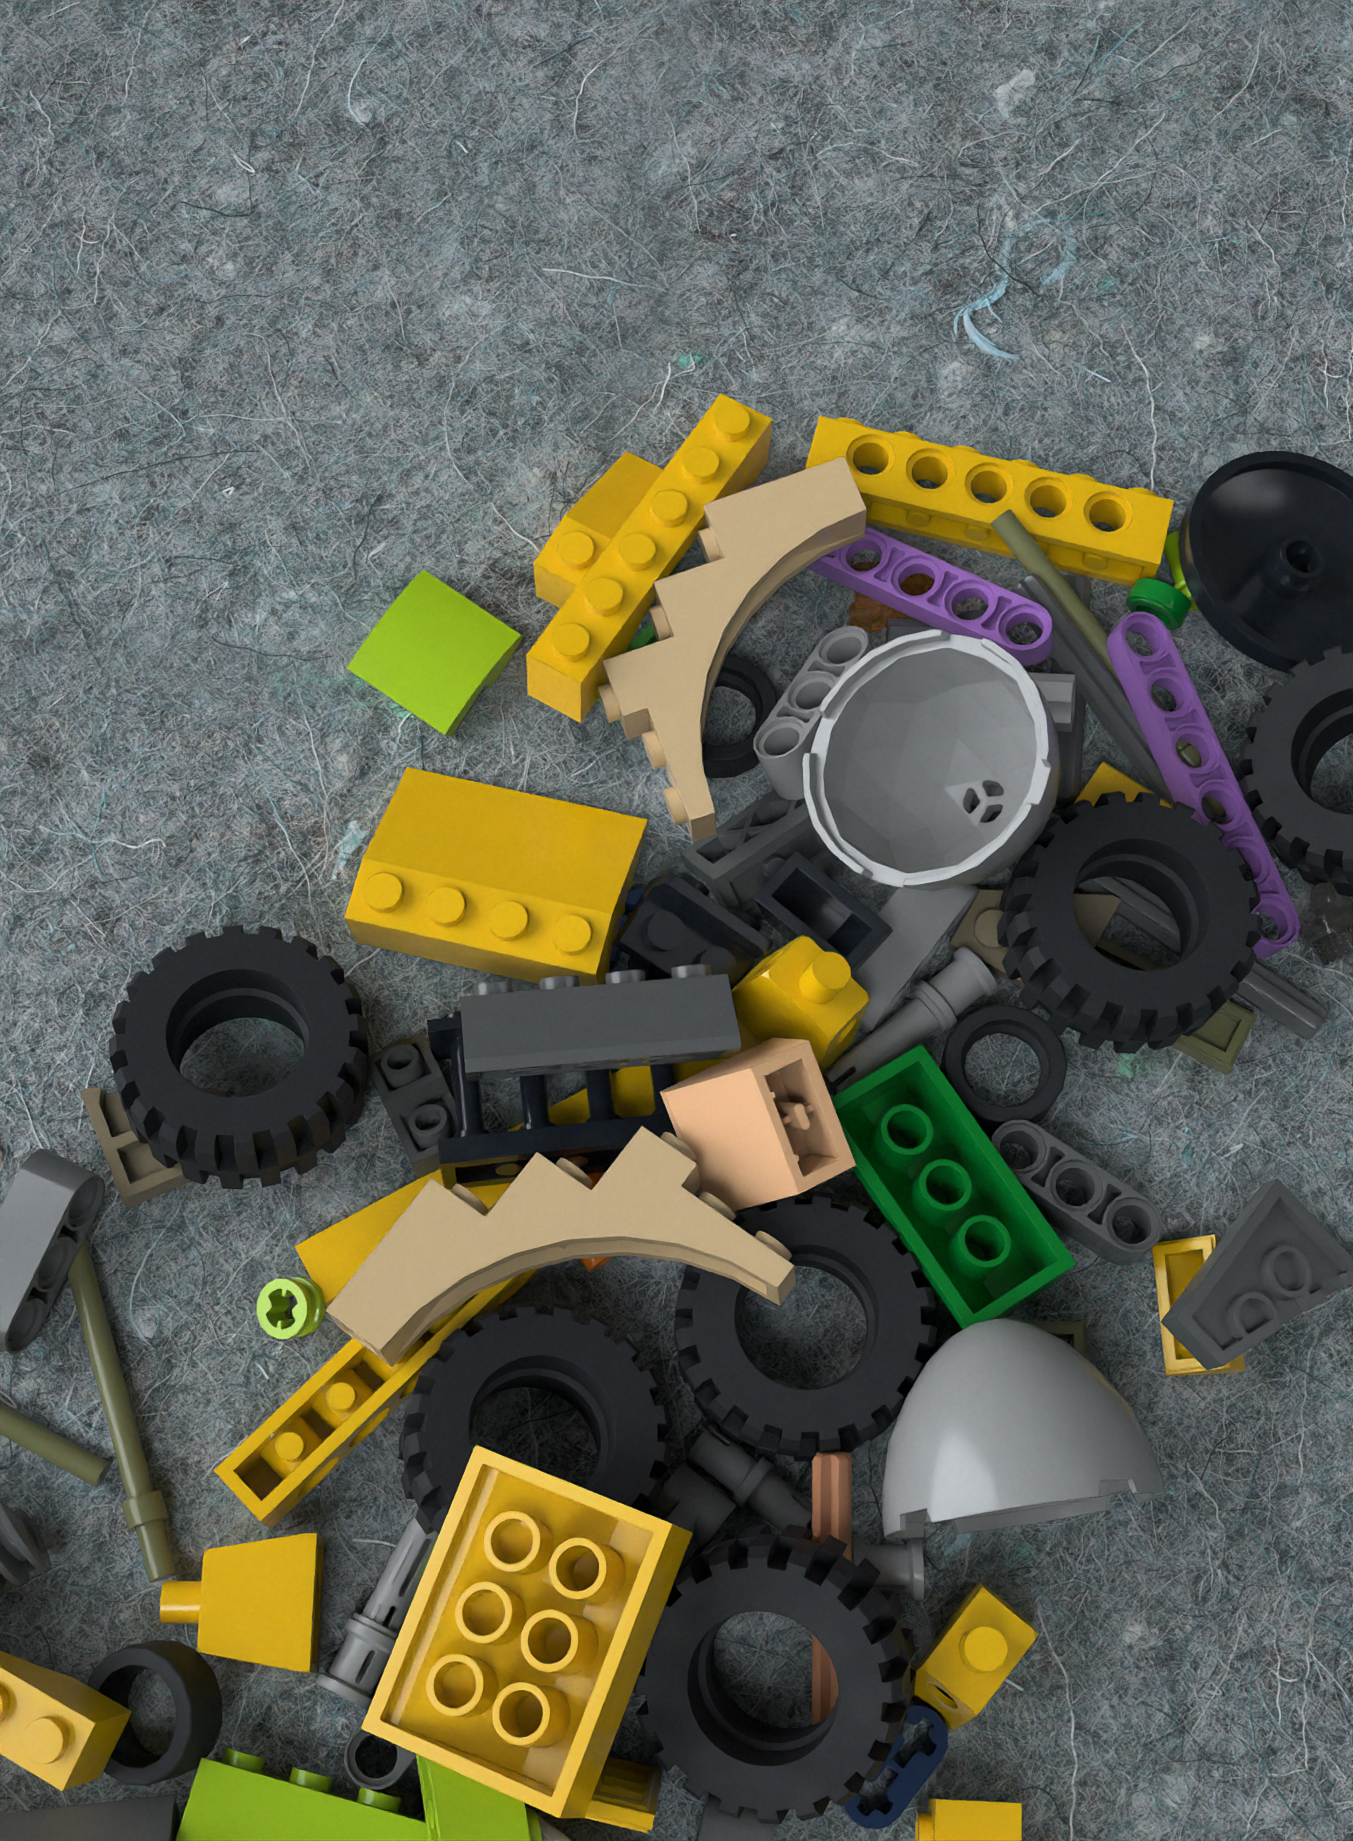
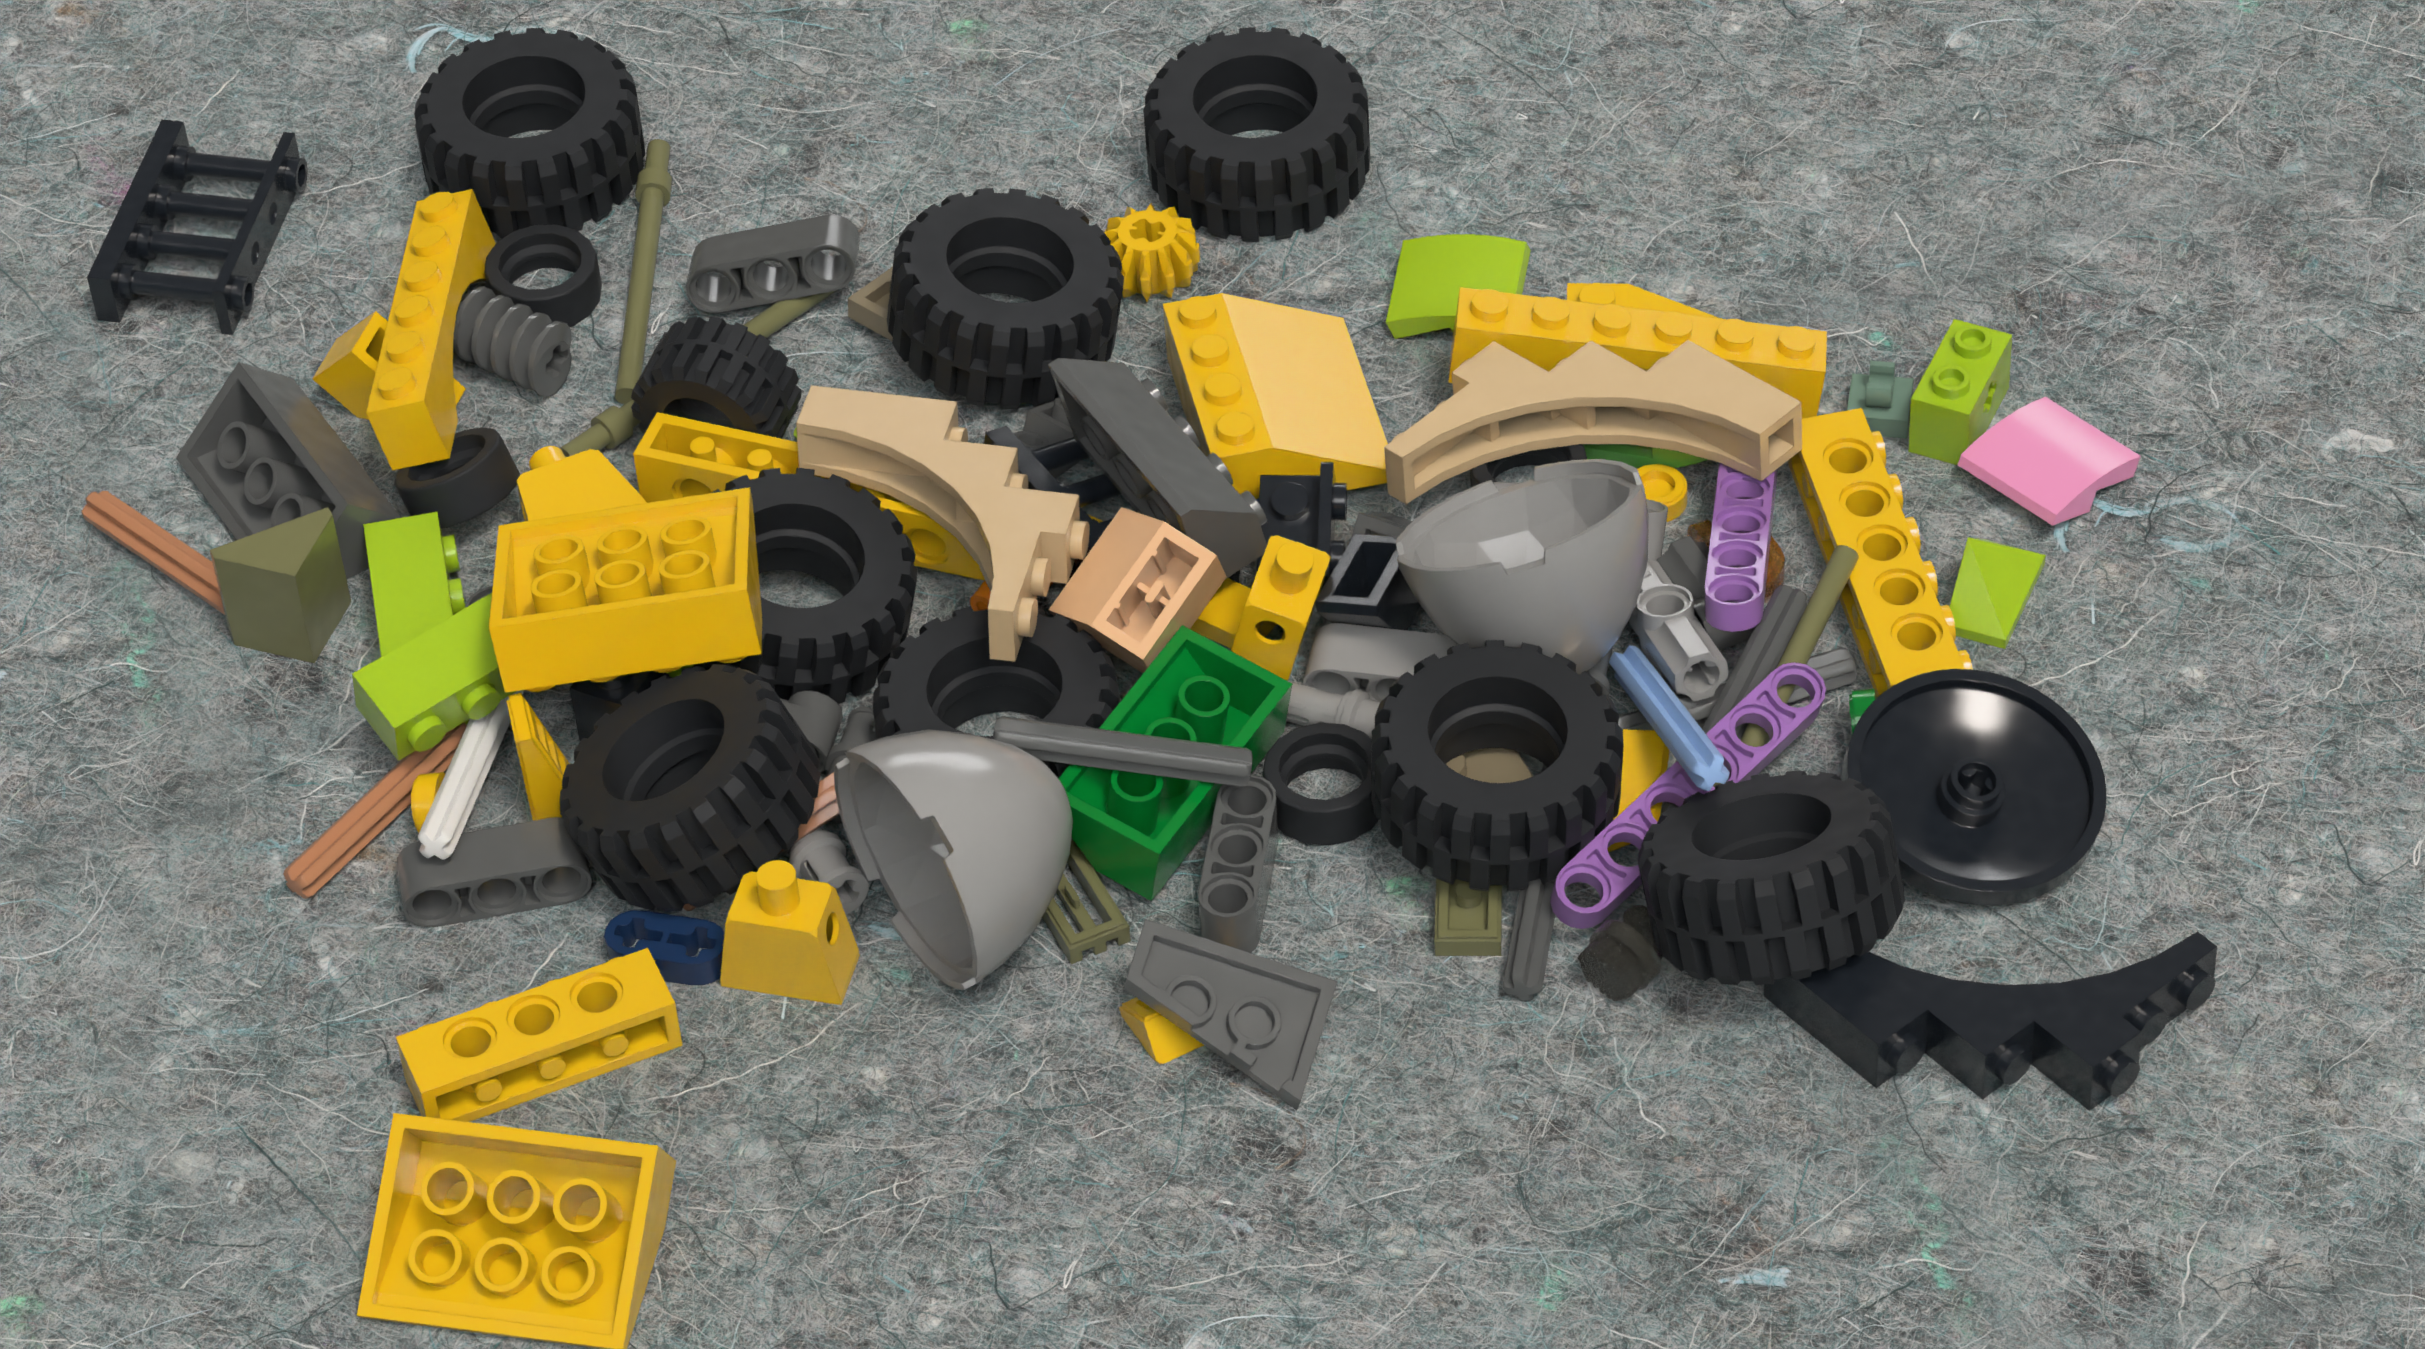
camera: 70 degrees right, 25 degrees down
(129, 649) = (1259, 182): none -> black tyre
(209, 881) = (1154, 250): none -> yellow gear
(214, 1396) = (718, 378): none -> black tyre
(783, 625) = (1665, 486): none -> yellow tile
(784, 399) = (1883, 399): none -> sand green tile
(823, 333) = (1959, 391): none -> lime brick
(928, 313) = (2048, 460): none -> bright pink slope
(961, 1242) = (1127, 751): none -> dark grey axle
(1041, 429) = (1993, 590): none -> lime slope
(1170, 754) = (1669, 718): none -> light blue axle

